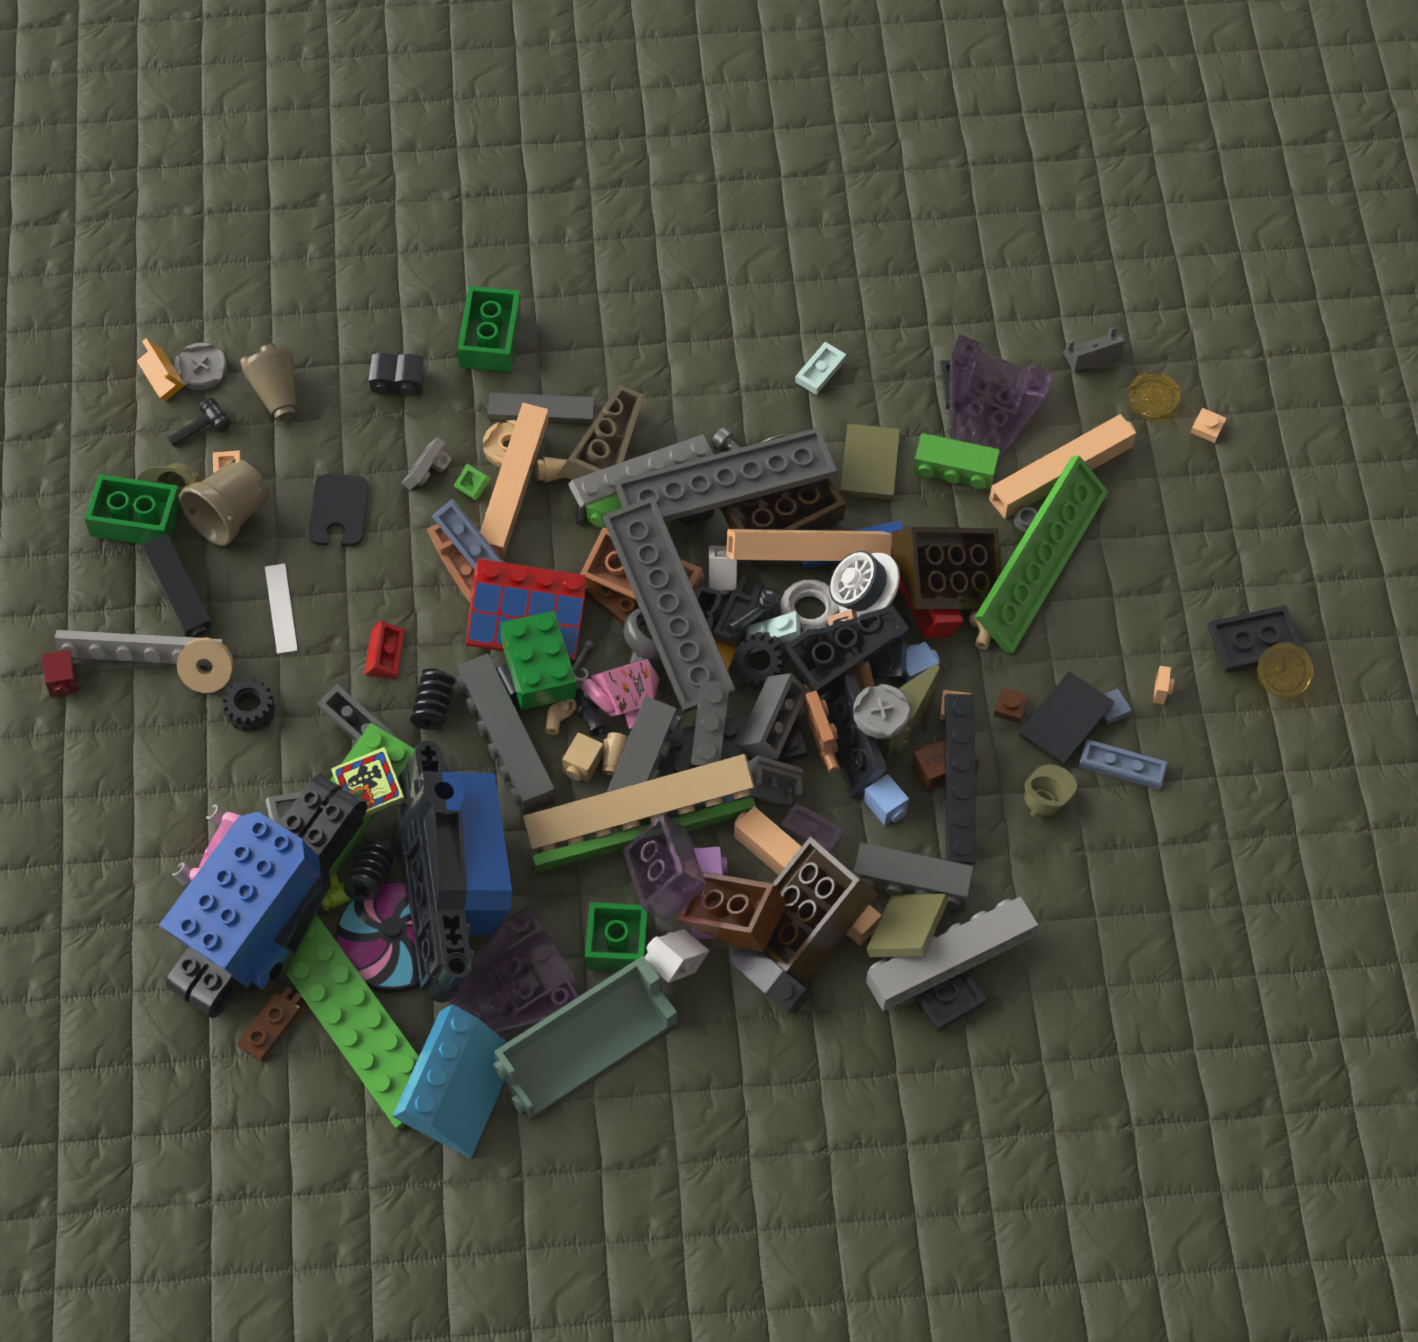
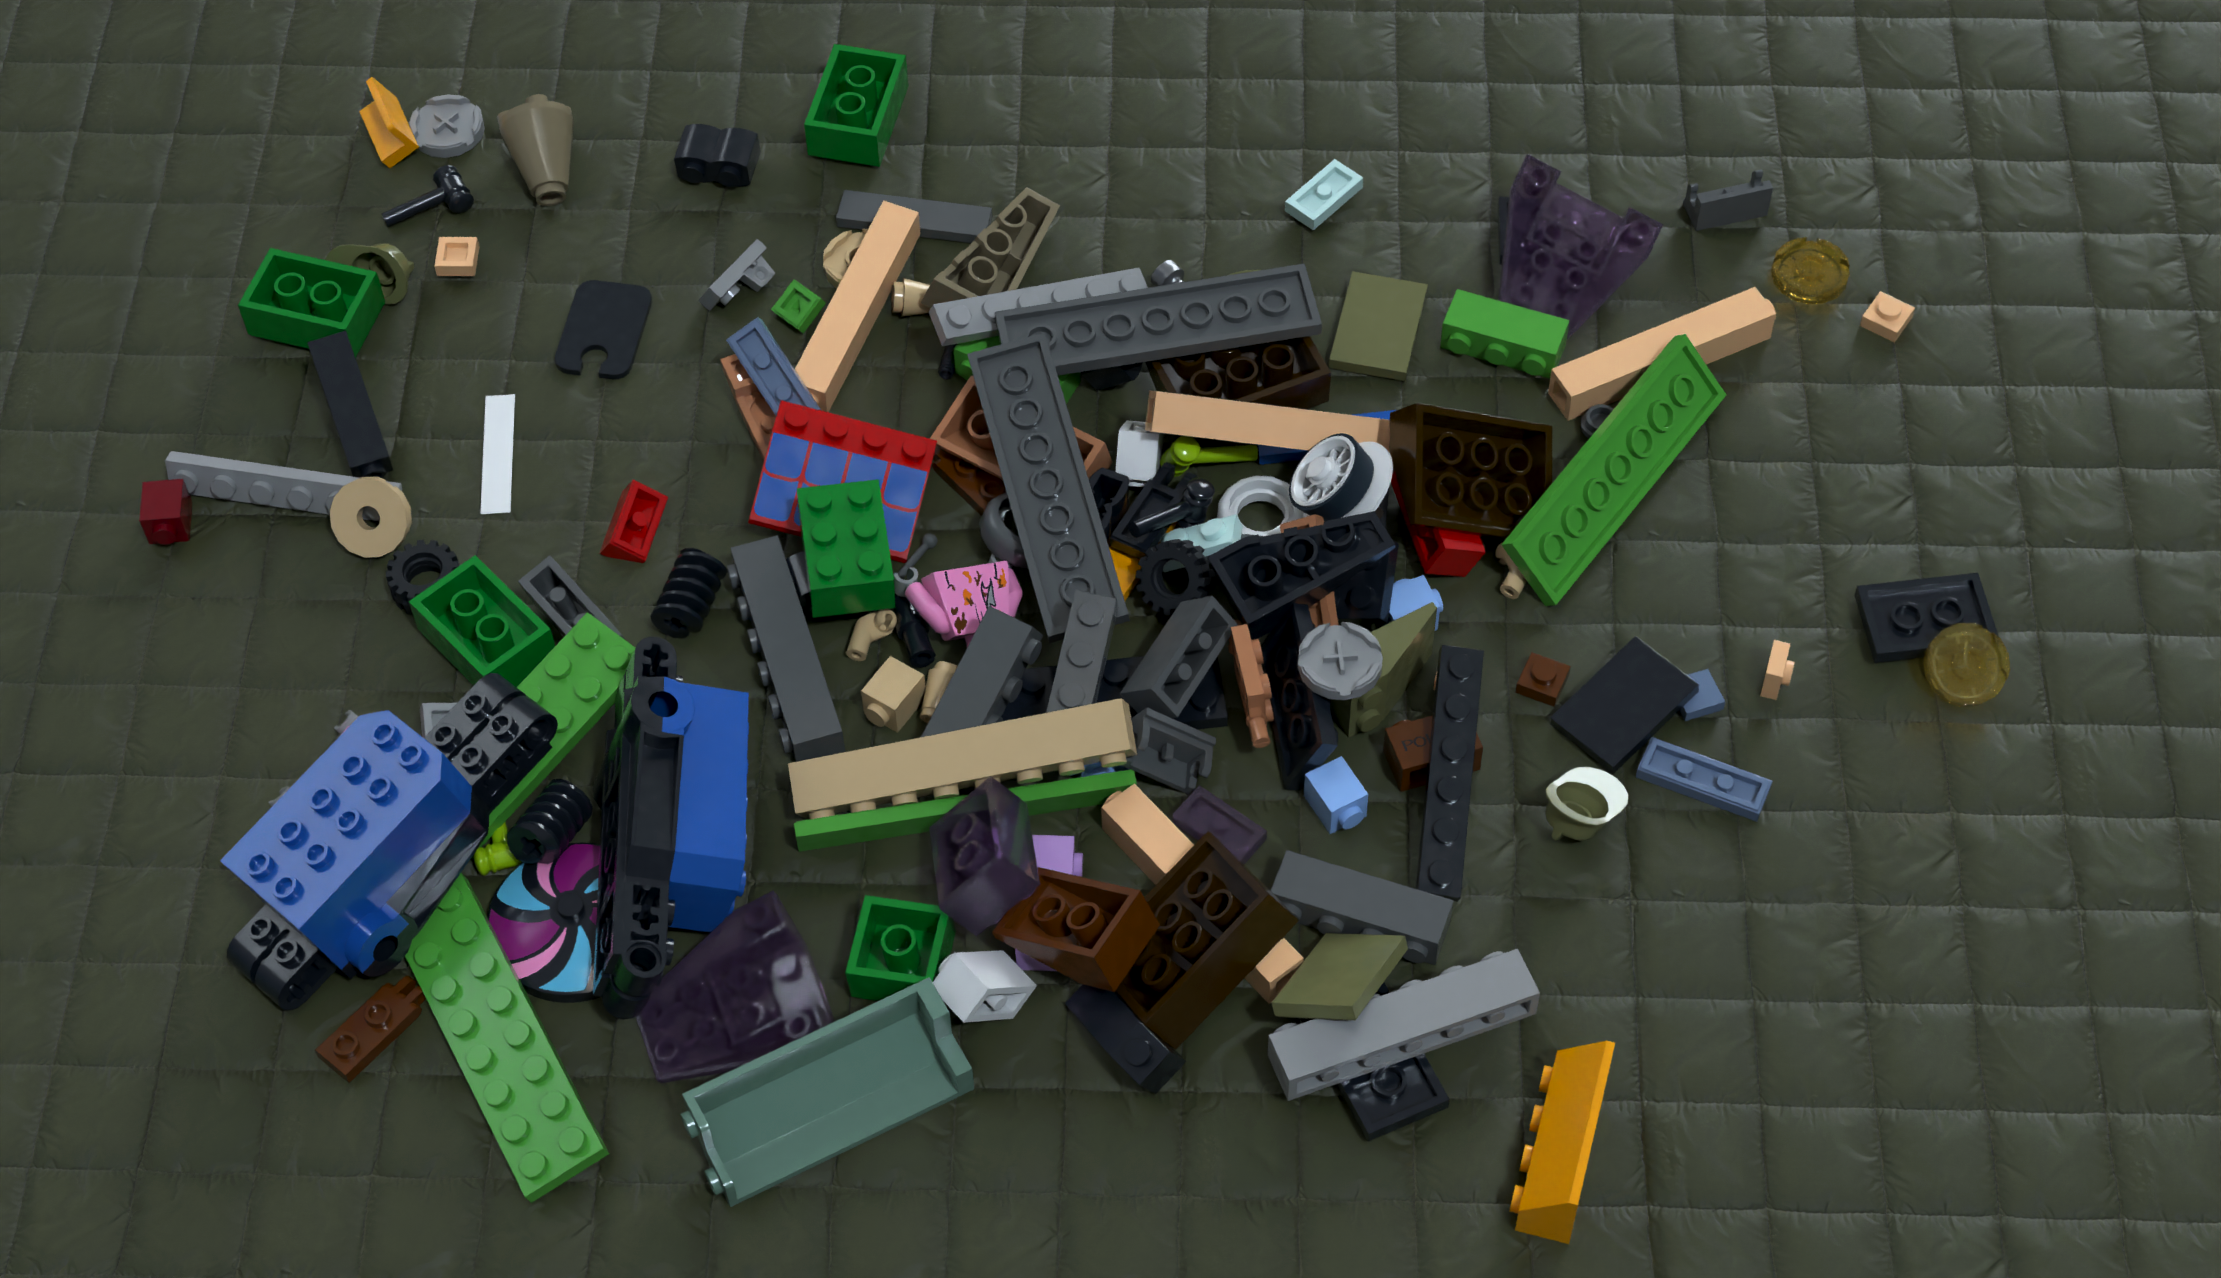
camera: 10 degrees right, 5 degrees down
(224, 501) = (439, 299): dark tan piece -> none
(297, 737) = (481, 624): none -> green brick
(371, 779) = (573, 691): tile -> none
(453, 1082) = (619, 1138): dark azure slope -> none
(754, 568) = (1187, 451): none -> lime piece
(1063, 1019) = (1562, 1142): none -> light orange slope

